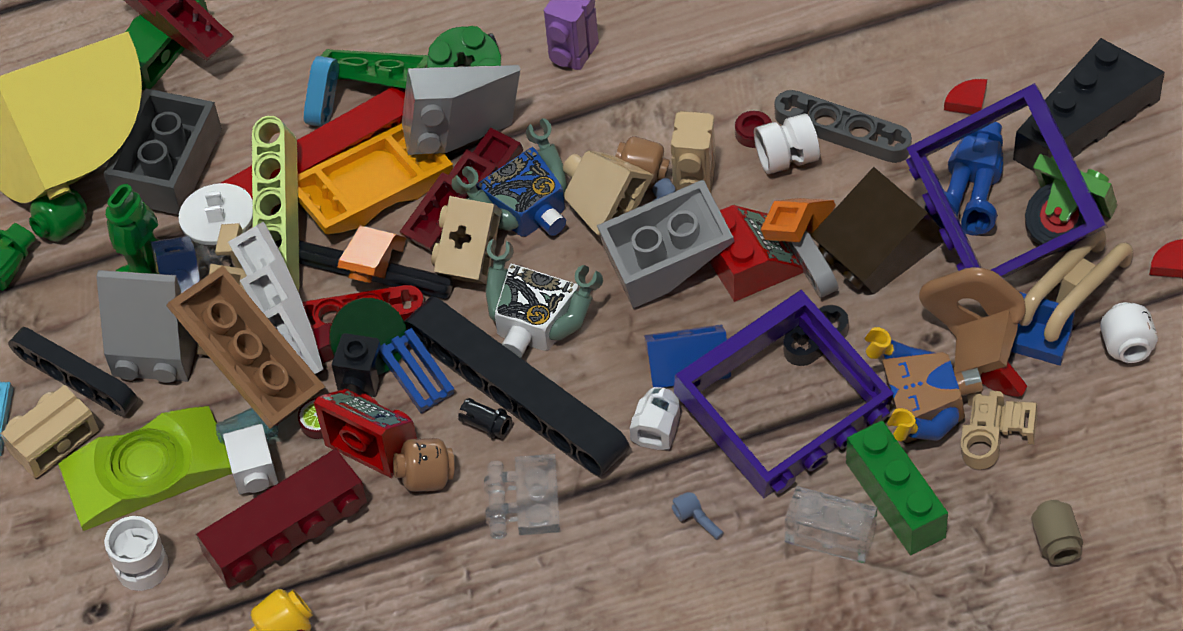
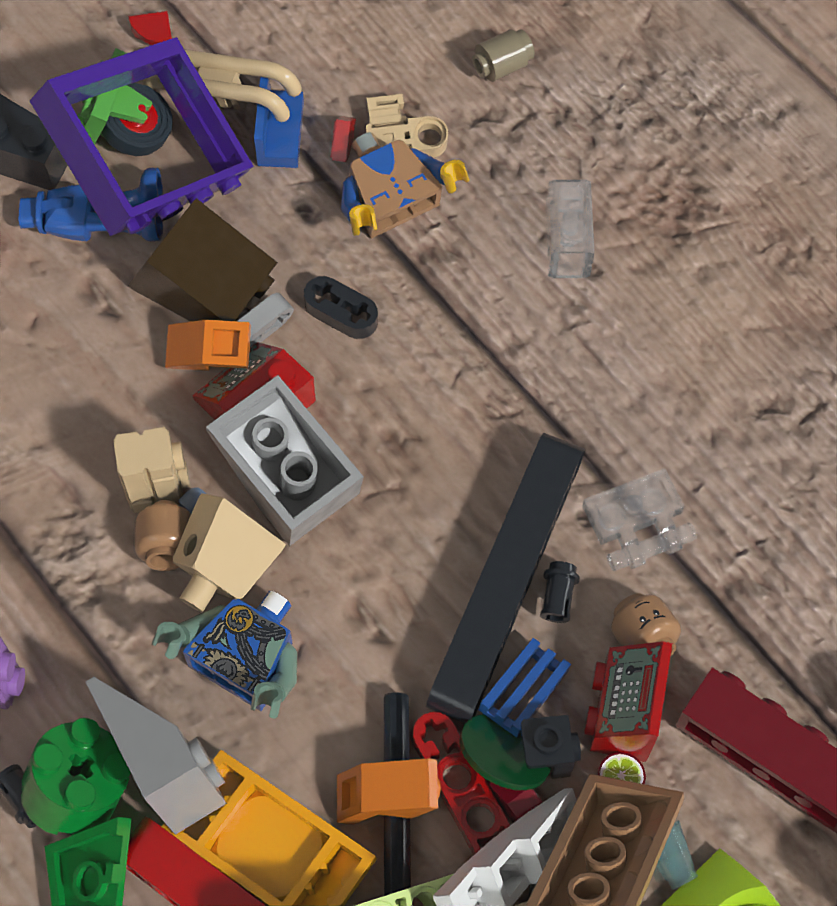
camera: 115 degrees left, 10 degrees up
(250, 459) = (718, 817): white brick -> none
(471, 259) = (341, 680): tan brick -> none
(490, 155) = (233, 727): dark red slope -> none
(535, 306) = (400, 582): torso -> none
(656, 419) = (497, 422): white rock -> none
(678, 349) = (404, 416): blue panel -> none
(688, 506) = (589, 366): sand blue hand -> none
(745, 126) = (74, 442): dark red tile -> none
(750, 341) = (405, 350): dark purple window -> none
(791, 142) = (100, 389): white wheel -> none
(846, 120) = (45, 352): dark grey beam -> none
(896, 487) = (506, 185): green brick -> none
(980, 341) = (308, 147): medium nougat piece -> none
(1128, 332) = (262, 37): white head -> none

